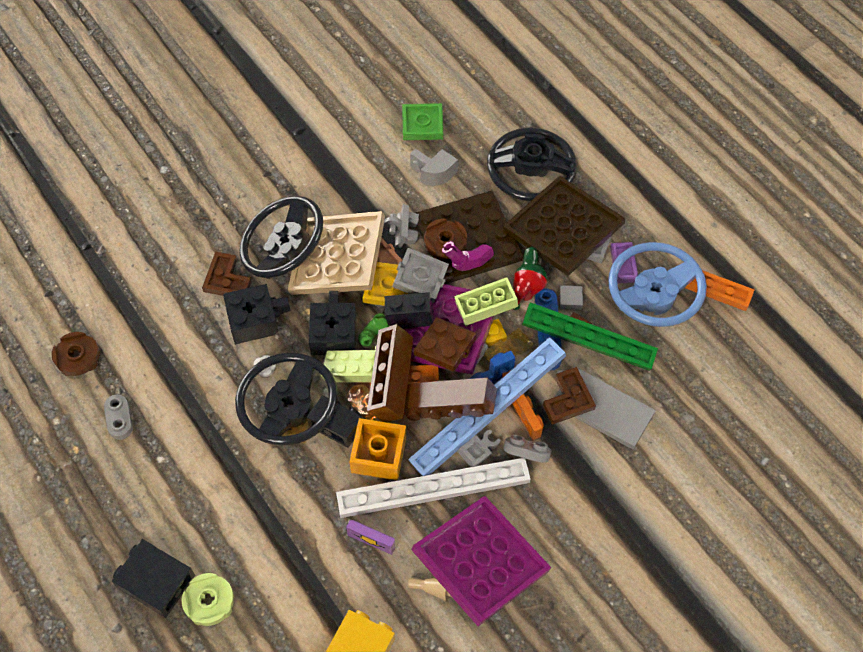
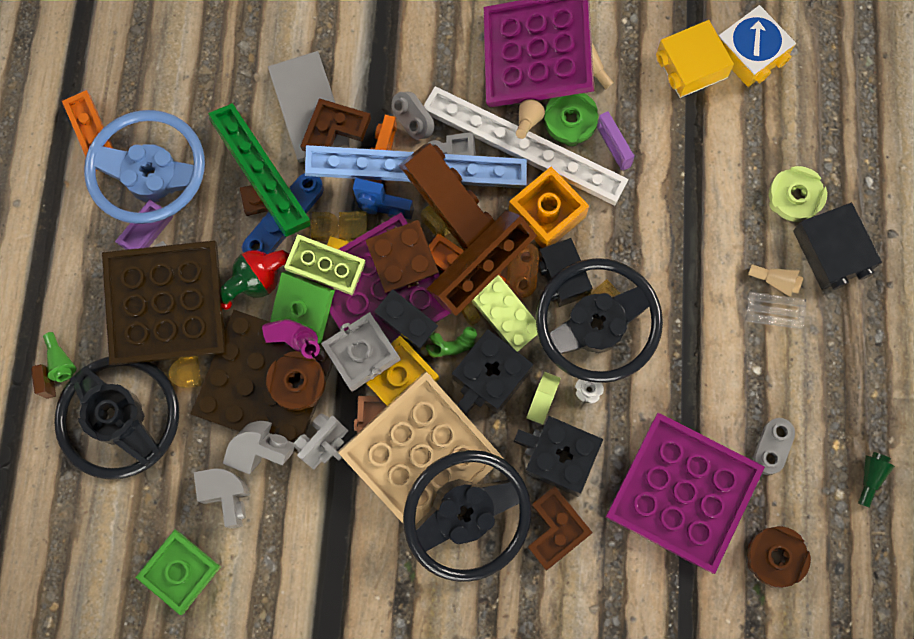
camera: 135 degrees left, 15 degrees up
(38, 445) = (875, 473): none -> dark green cone
(159, 349) = (685, 493): none -> magenta plate
(174, 513) = (771, 320): none -> clear tile
(179, 526) = (783, 280): none -> tan cone
(289, 337) = (543, 398): none -> yellowish green piece
(407, 523) = (571, 132): none -> bright green plate
(436, 196) = (254, 443): none -> light grey brick
(445, 505) = (529, 115): none -> tan cone
(478, 277) = (302, 302): none -> bright green plate
(514, 206) = (185, 372): none -> clear yellow tile
(571, 297) = (230, 232): light grey tile -> none
(588, 149) = (42, 384): none -> reddish brown tile
(592, 163) = (59, 365): none -> bright green cone

